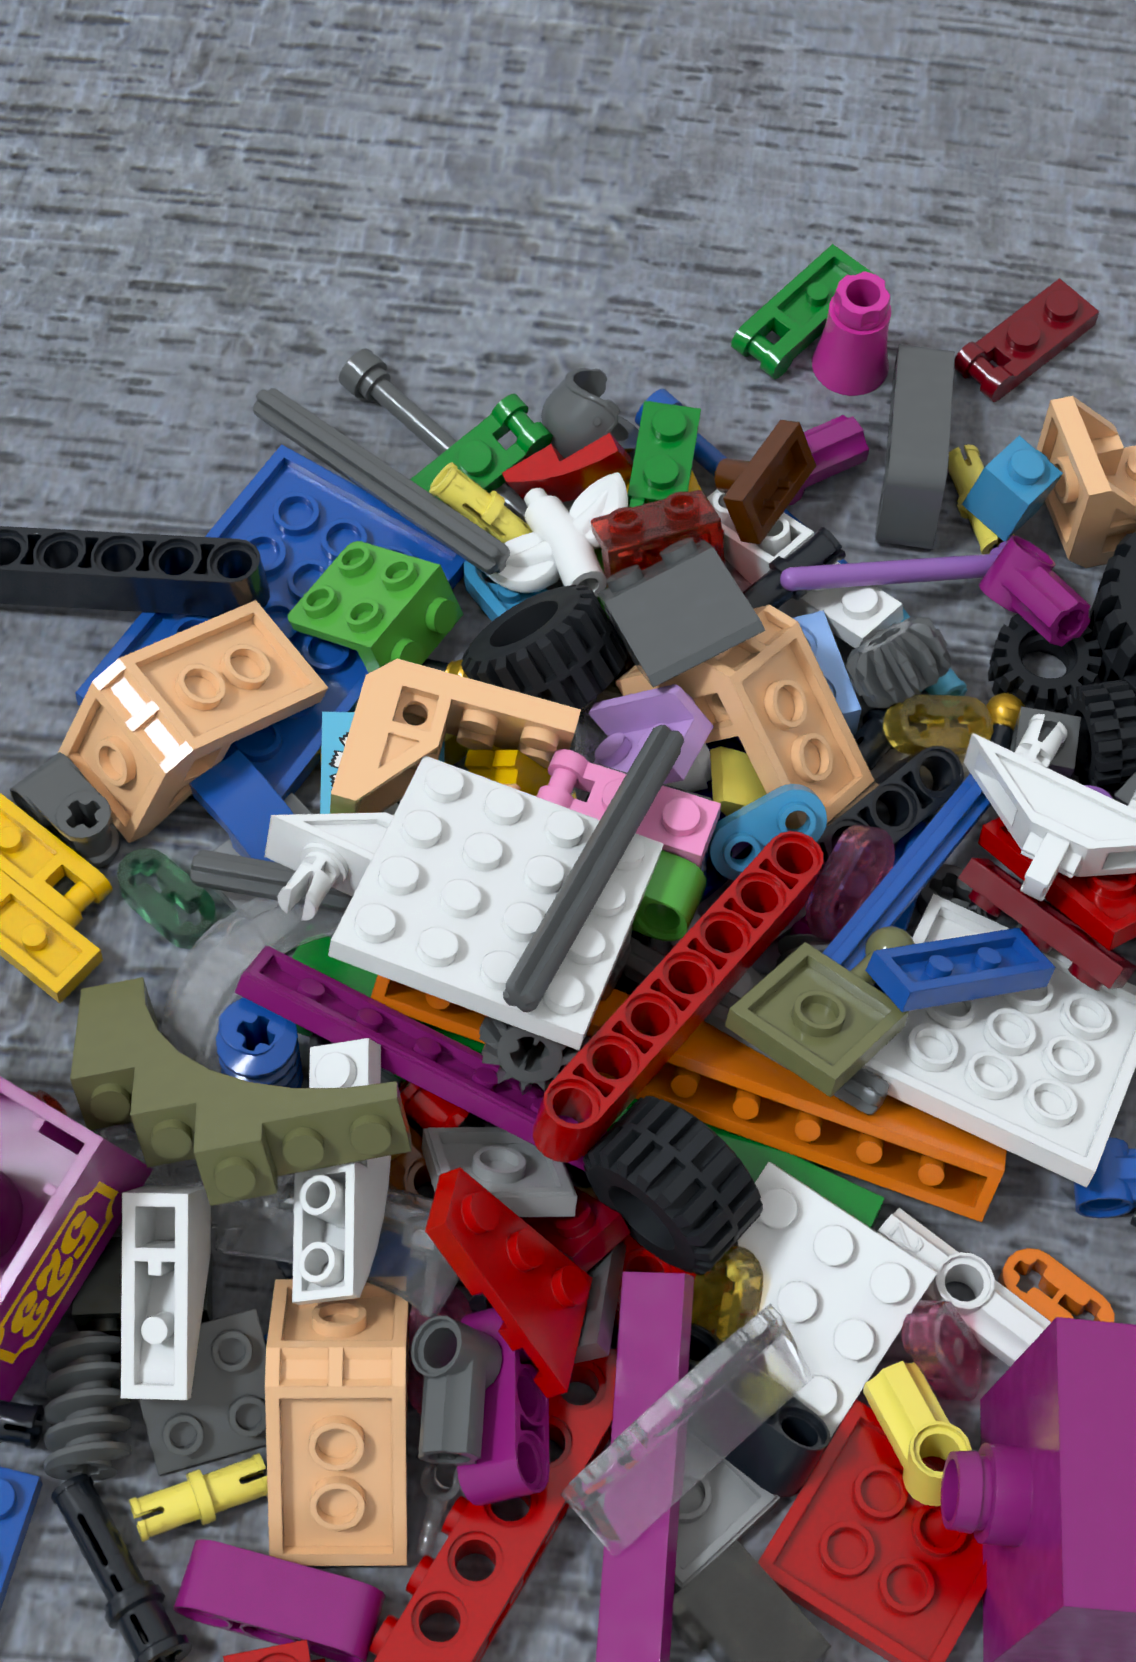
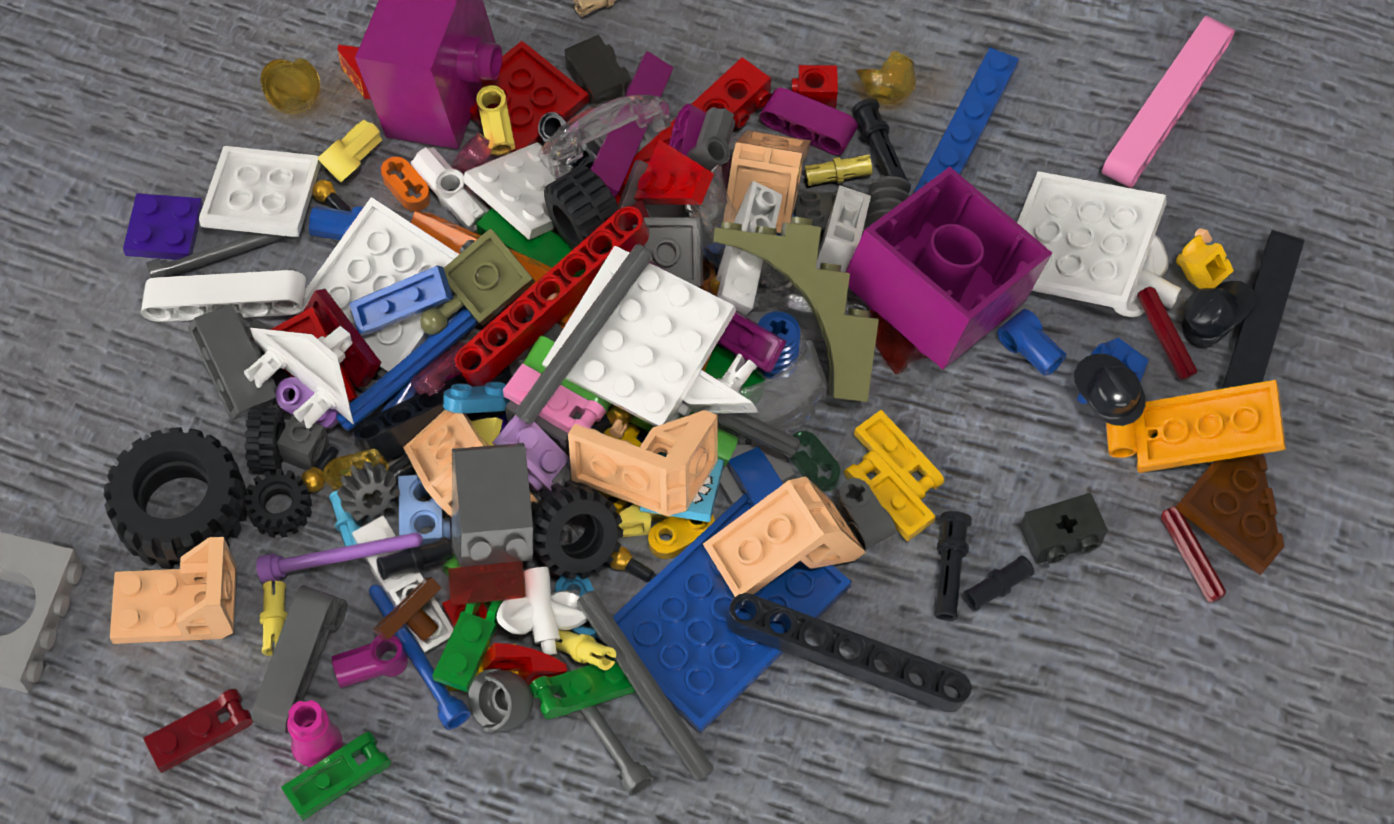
camera: 165 degrees left, 0 degrees up
(379, 605) = (667, 592): bright green bracket -> none
(1012, 488) = (256, 591): dark azure brick -> none
(1026, 585) = (273, 532): magenta piece -> none

